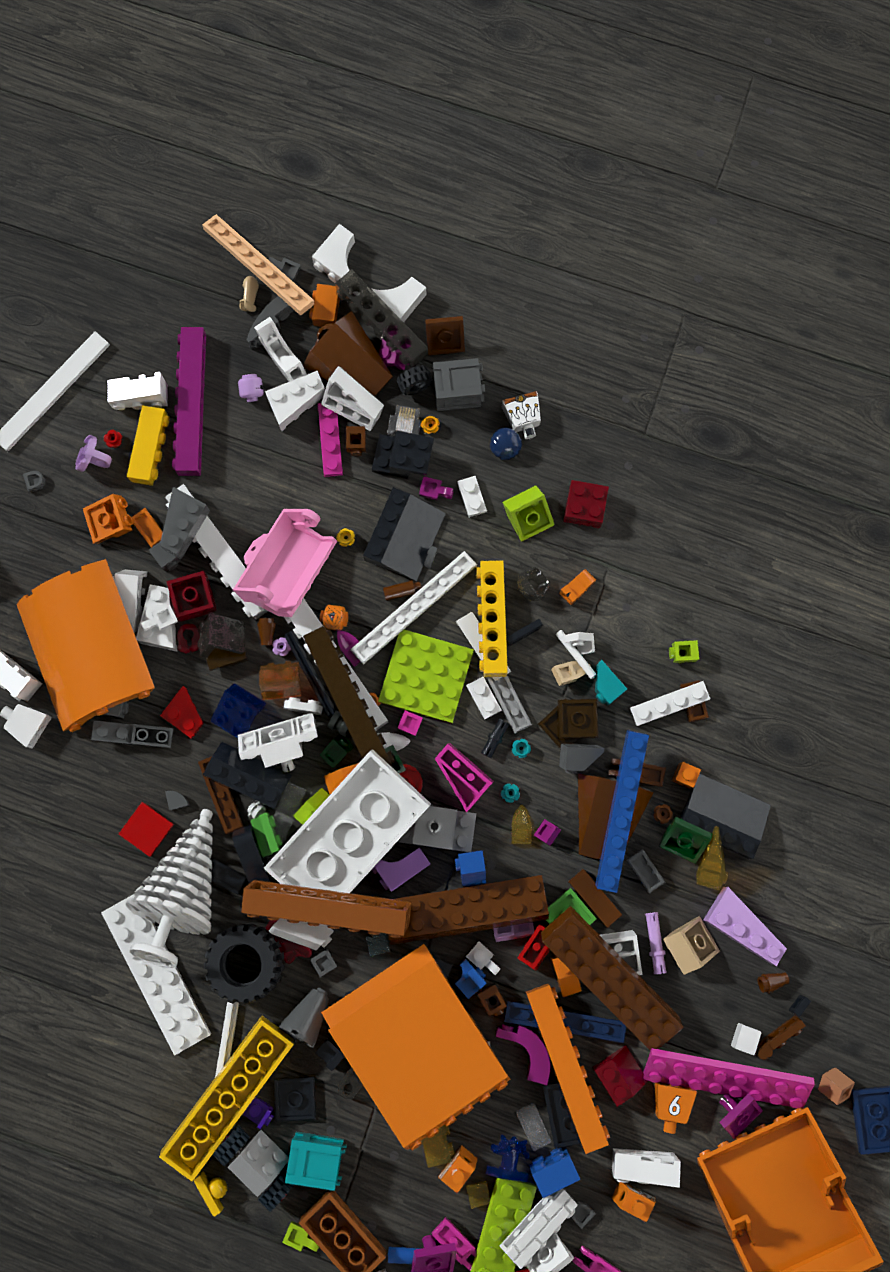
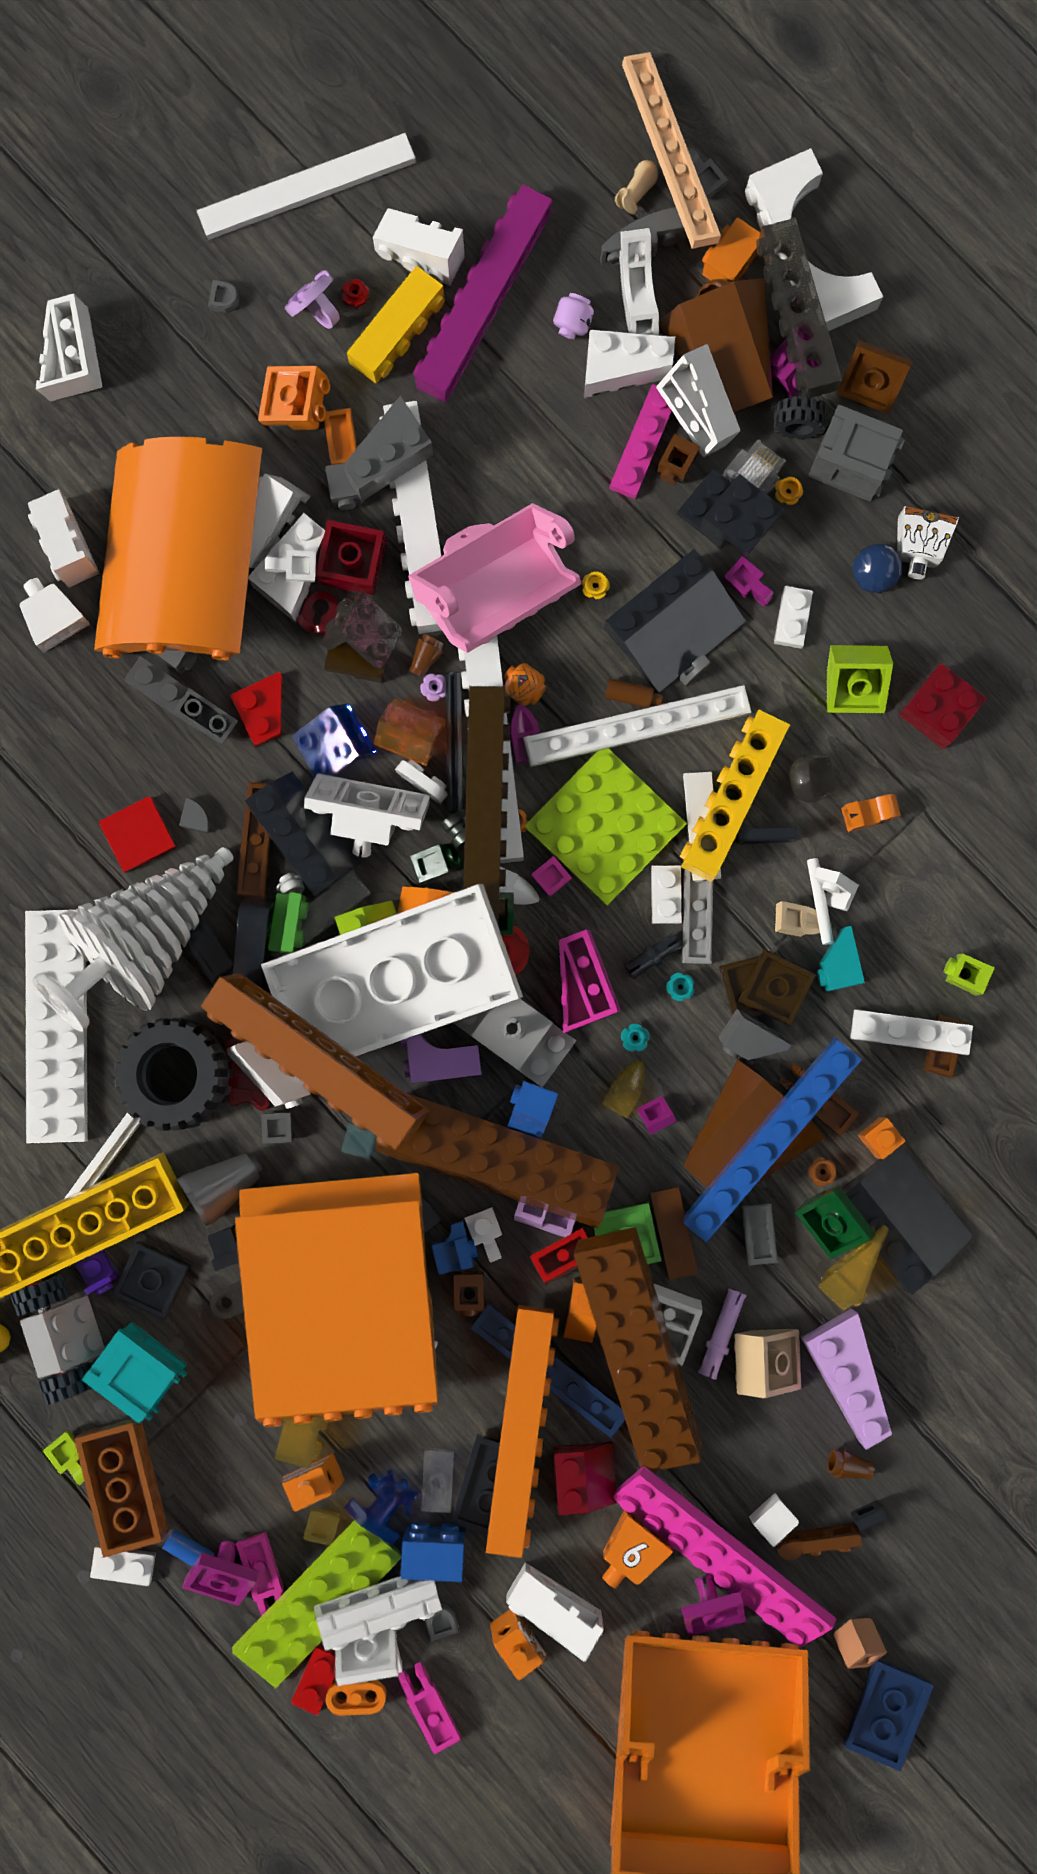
camera: 30 degrees right, 5 degrees up
(539, 1059) = (488, 1403): magenta arch -> none

